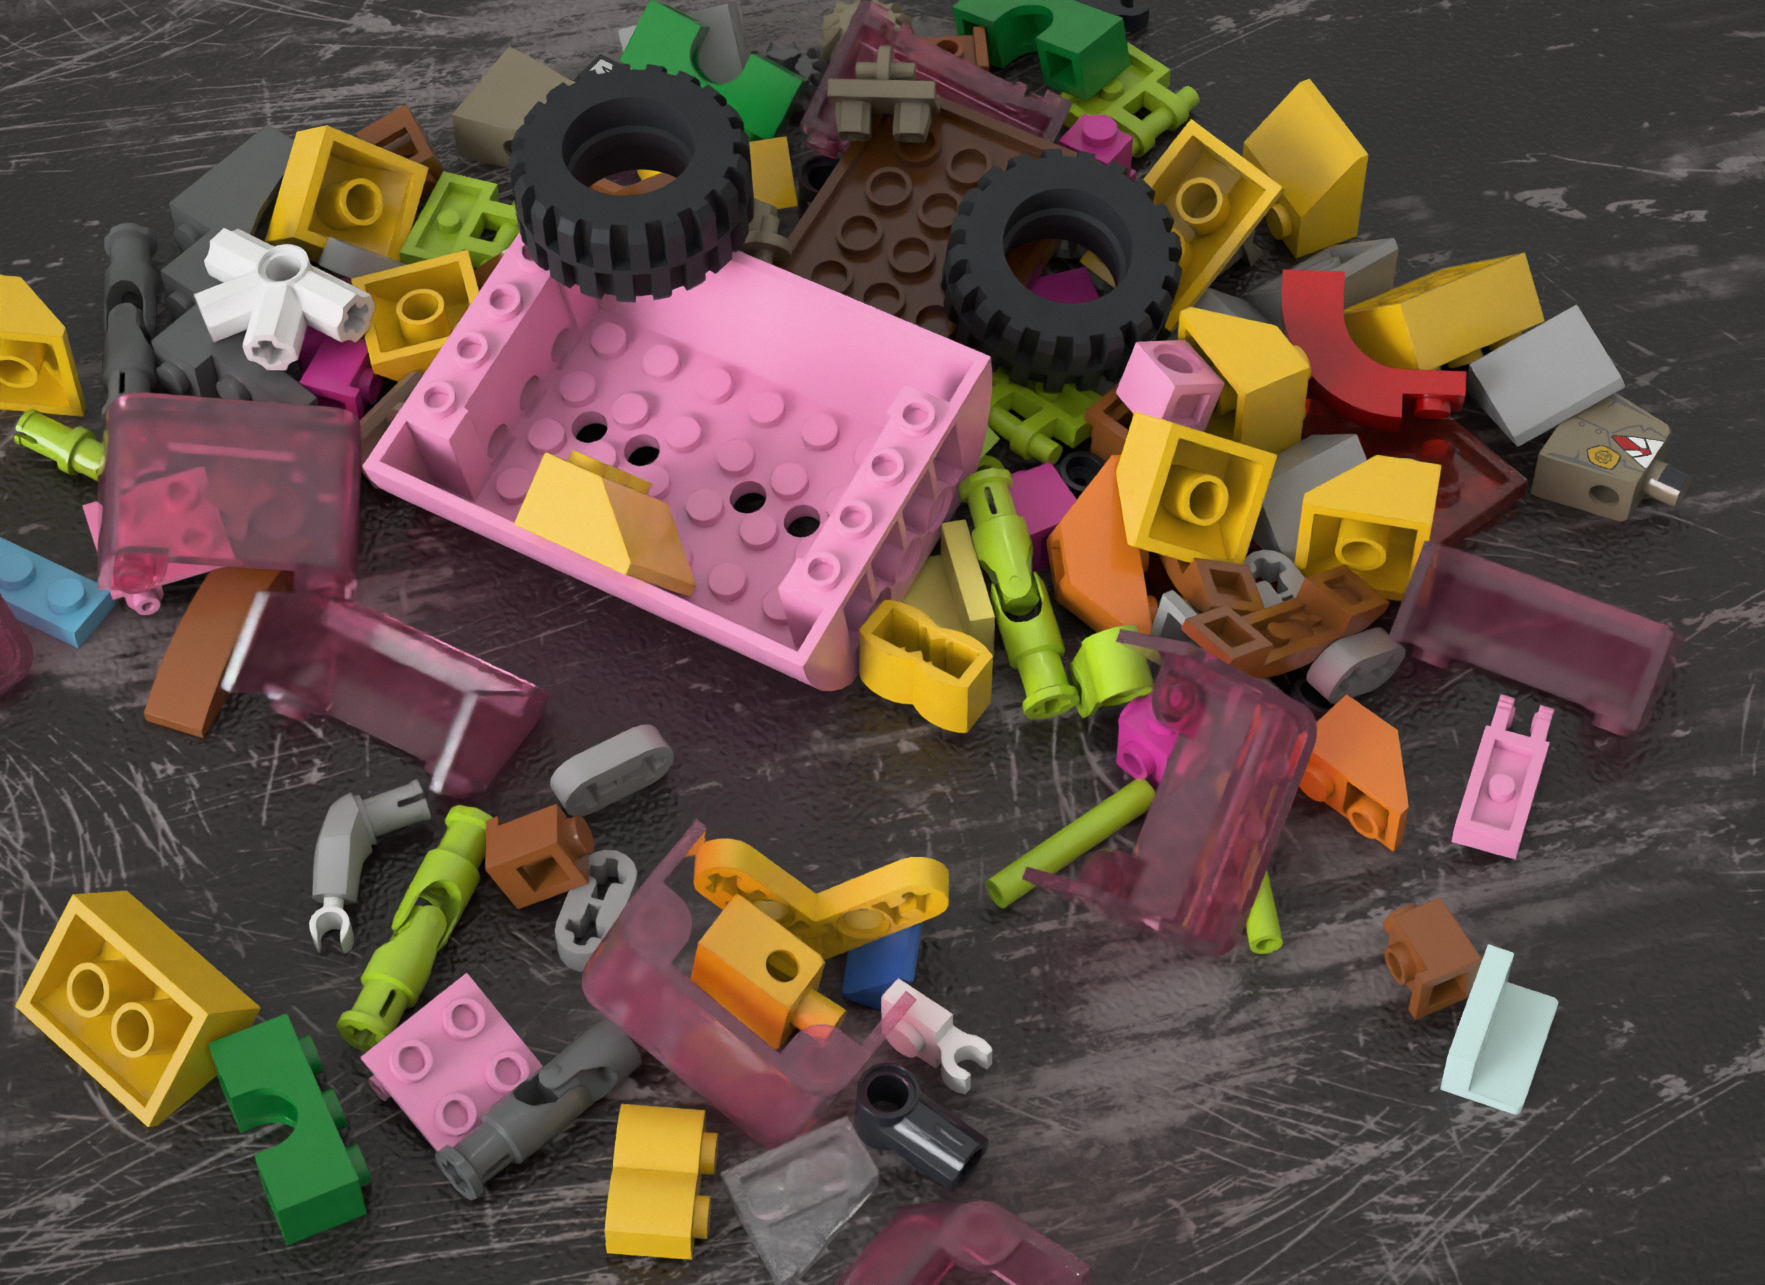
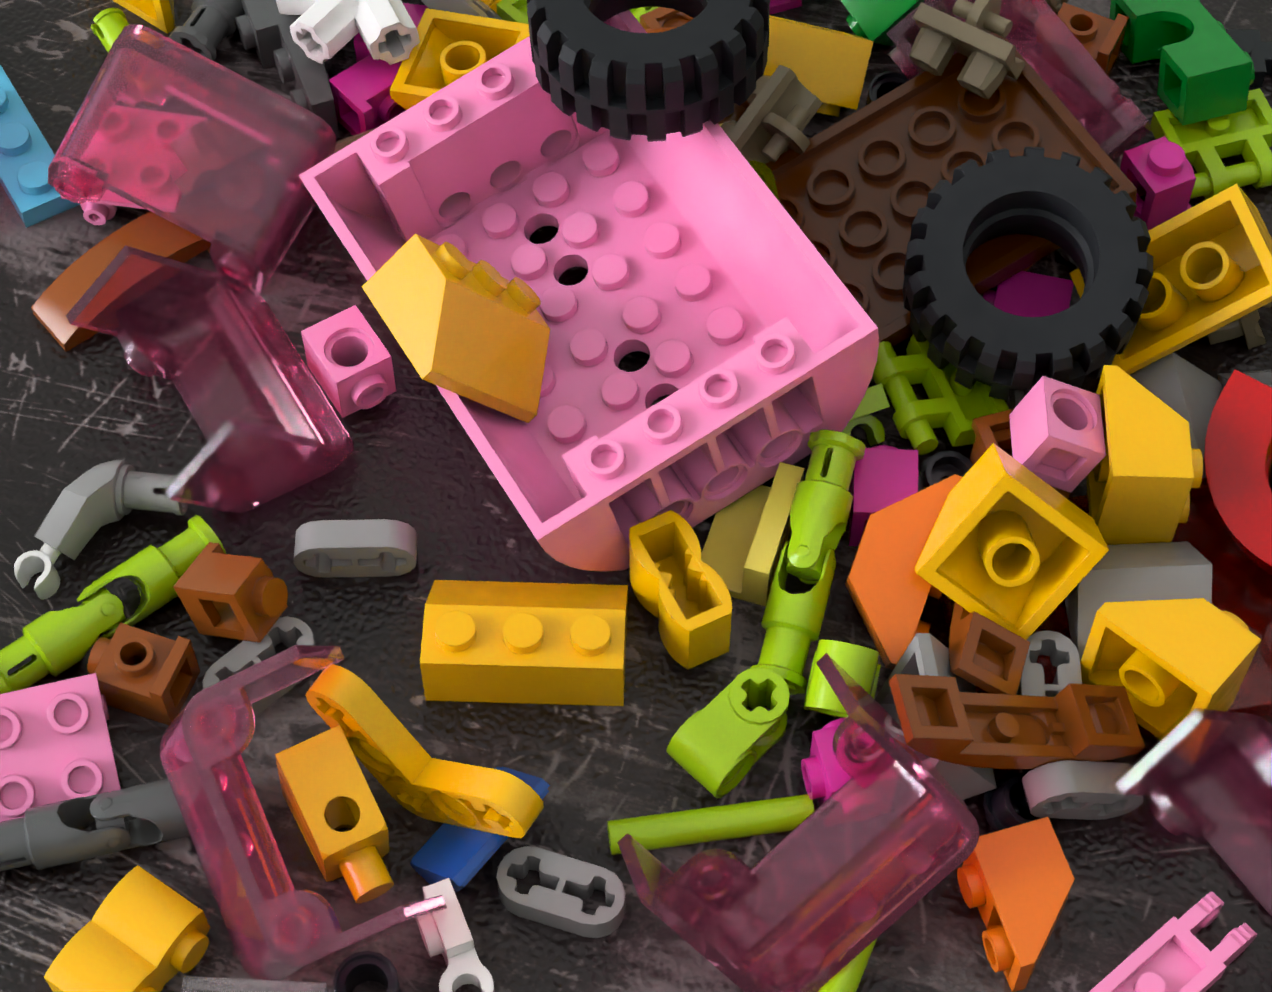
camera: 30 degrees right, 5 degrees up
(492, 618) = (343, 342): none -> bright pink brick
(499, 957) = (155, 685): none -> dark orange brick
(820, 774) = (524, 643): none -> yellow slope
(985, 954) = (565, 877): none -> light grey beam
(1044, 756) = (726, 738): none -> lime piece

